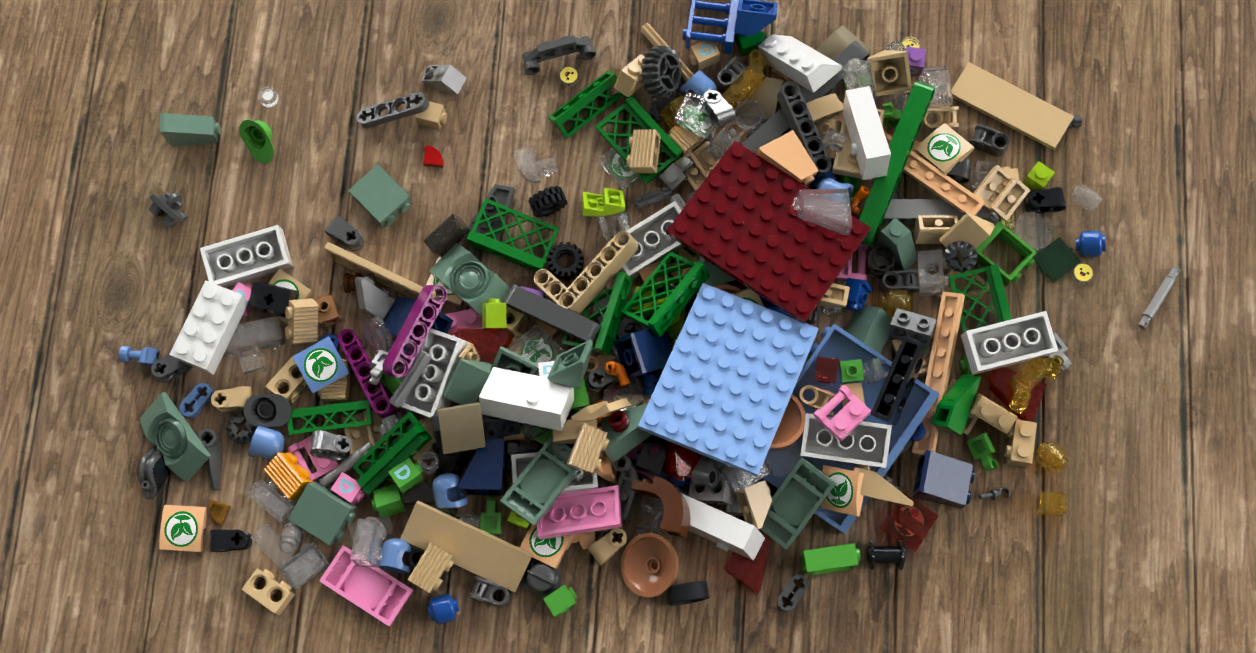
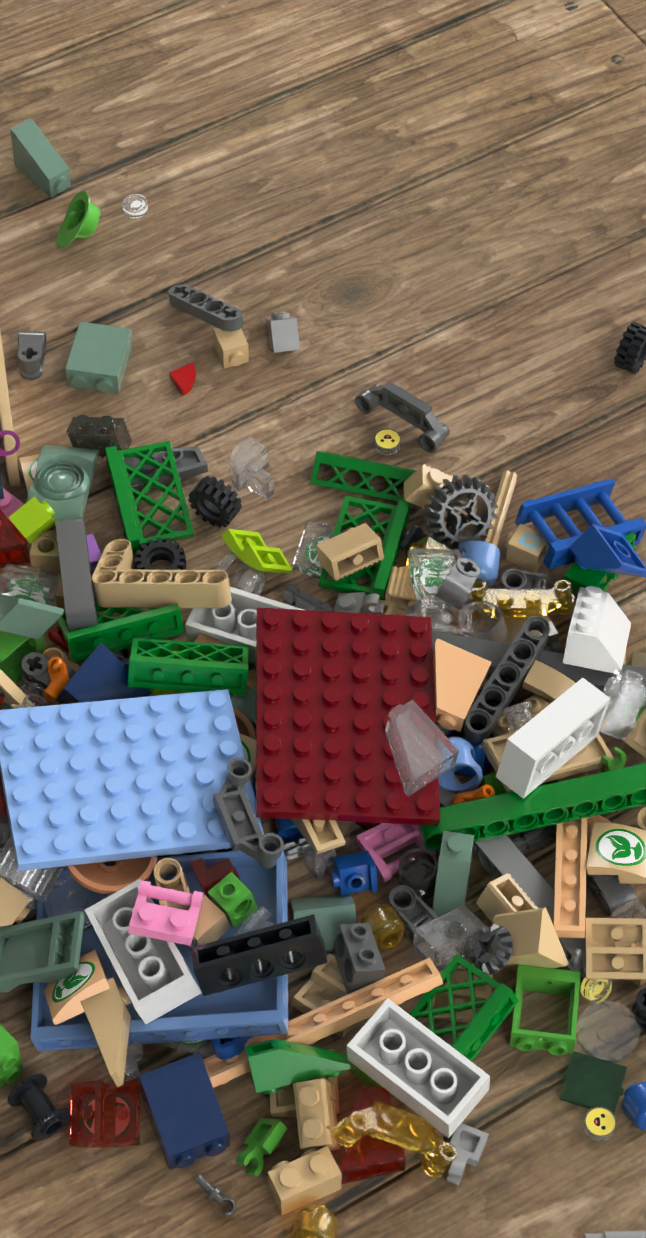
camera: 50 degrees right, 20 degrees down
(806, 334) = (240, 819): none -> dark grey plate

